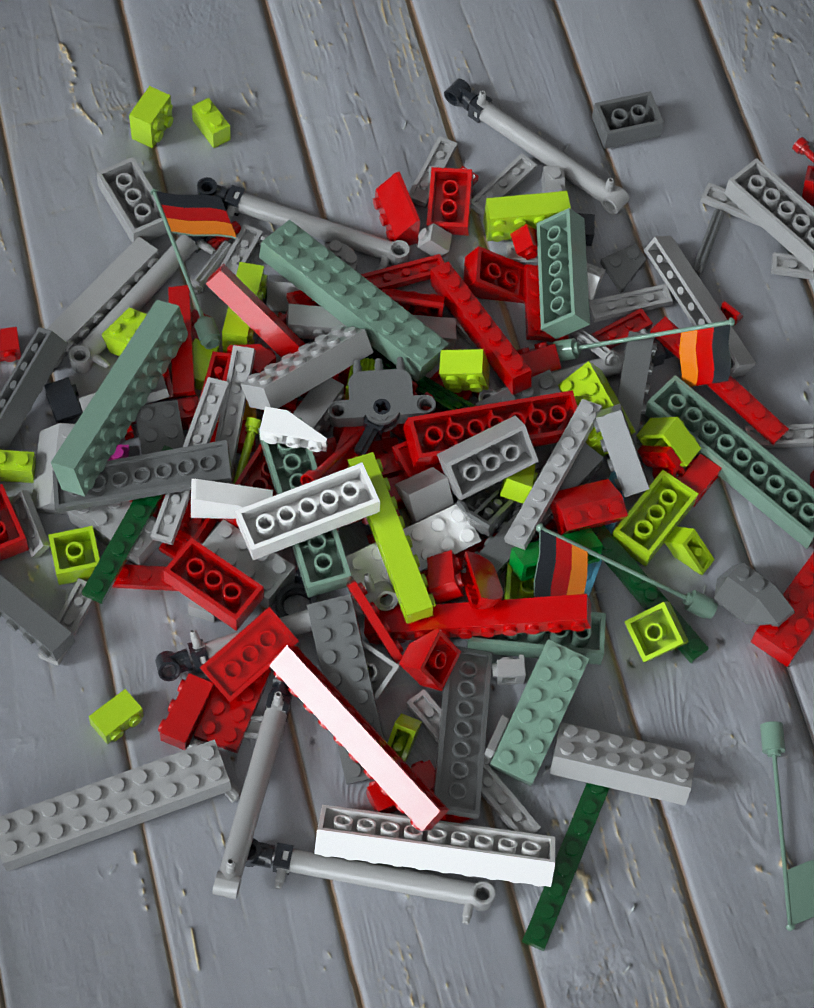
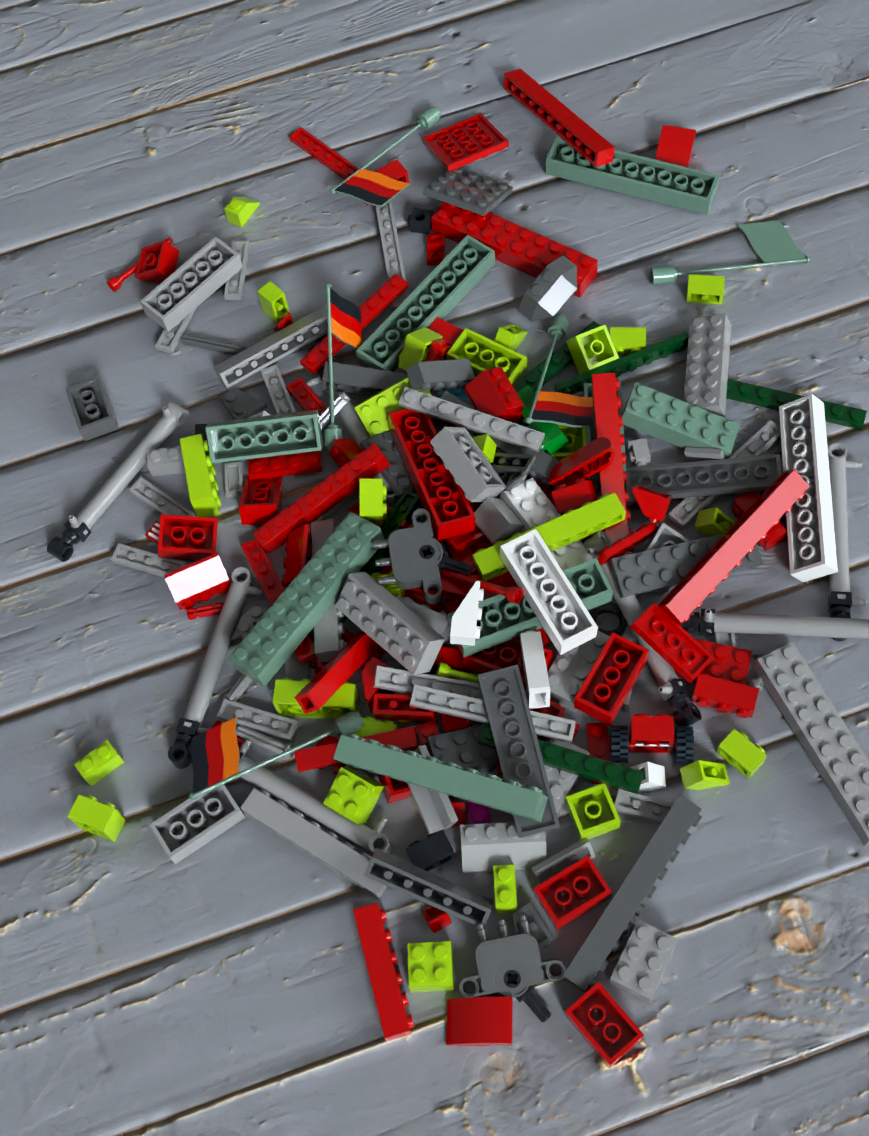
camera: 80 degrees left, 0 degrees up
(98, 675) = (704, 775): none -> lime slope
(106, 615) = (653, 776): none -> white slope
(149, 623) = (652, 735): none -> brick
(368, 218) = (204, 611): none -> red axle
(434, 240) = (228, 548): light grey brick -> none
(525, 242) = (229, 472): red brick -> none
(633, 660) = (627, 363): none -> dark green plate
(673, 681) = (628, 339): none -> lime brick
(747, 786) = (705, 289): none -> lime brick
(756, 298) = (273, 301): none -> lime brick

